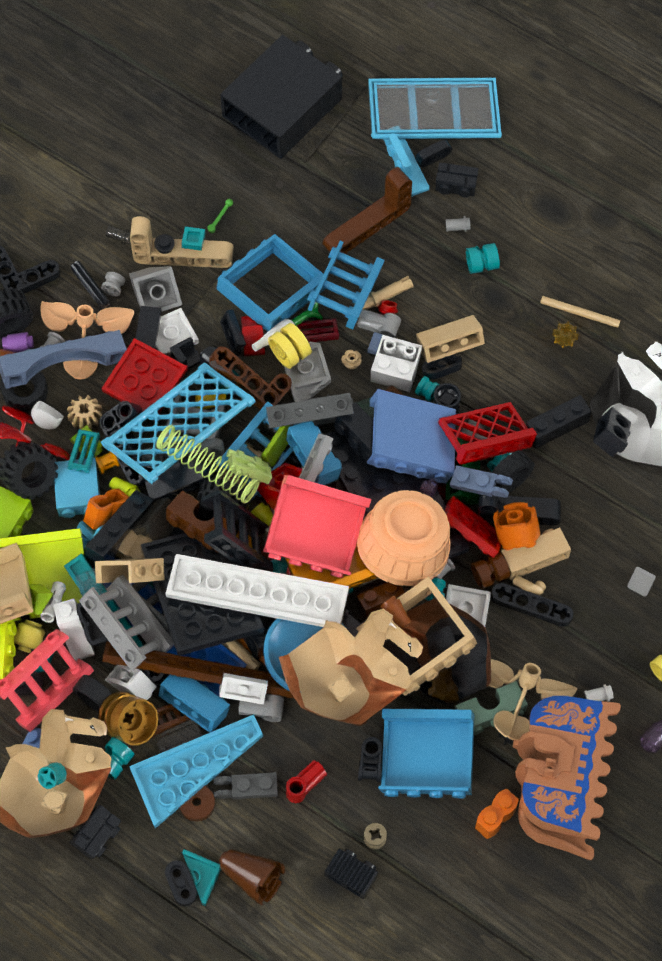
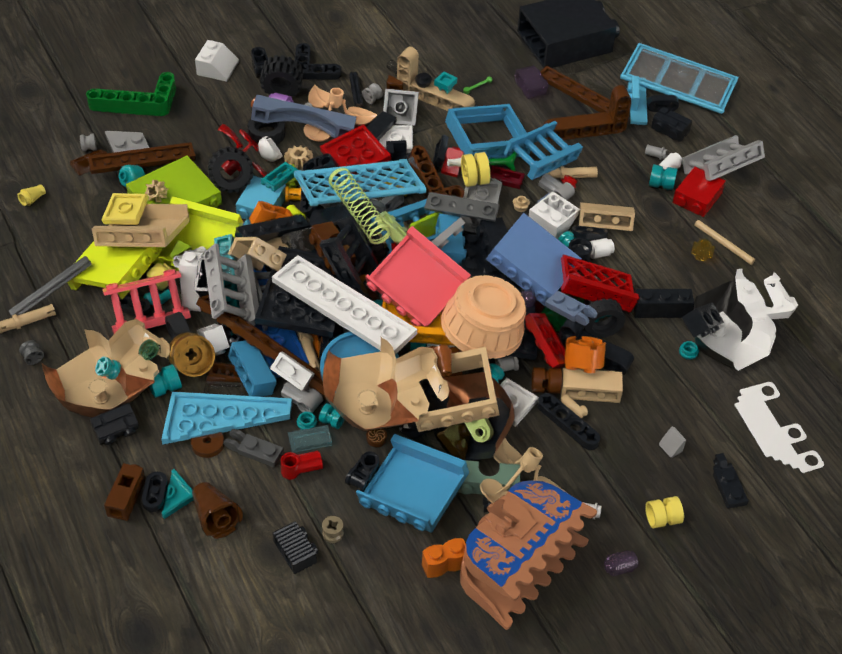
camera: 25 degrees right, 15 degrees down
(85, 737) = (148, 349): none -> clear green tile
(132, 263) = (393, 83): none -> reddish brown slope
(153, 898) = (125, 491): none -> reddish brown brick
(278, 187) = (531, 82): none -> clear purple brick
(281, 725) = (306, 417): none -> teal plate
(295, 748) = (310, 438): none -> clear light blue tile
(298, 717) = (331, 416): none -> teal wheel
(332, 175) = (575, 90): none -> reddish brown tile
(464, 379) = (602, 248): none -> white brick
(468, 659) = (483, 424): none -> yellowish green plate
(480, 233) = (672, 160): none -> white cone
(527, 259) = (697, 193): none -> red brick
(546, 212) = (723, 157): none -> light grey fence
(607, 459) = (688, 350): none -> teal plate

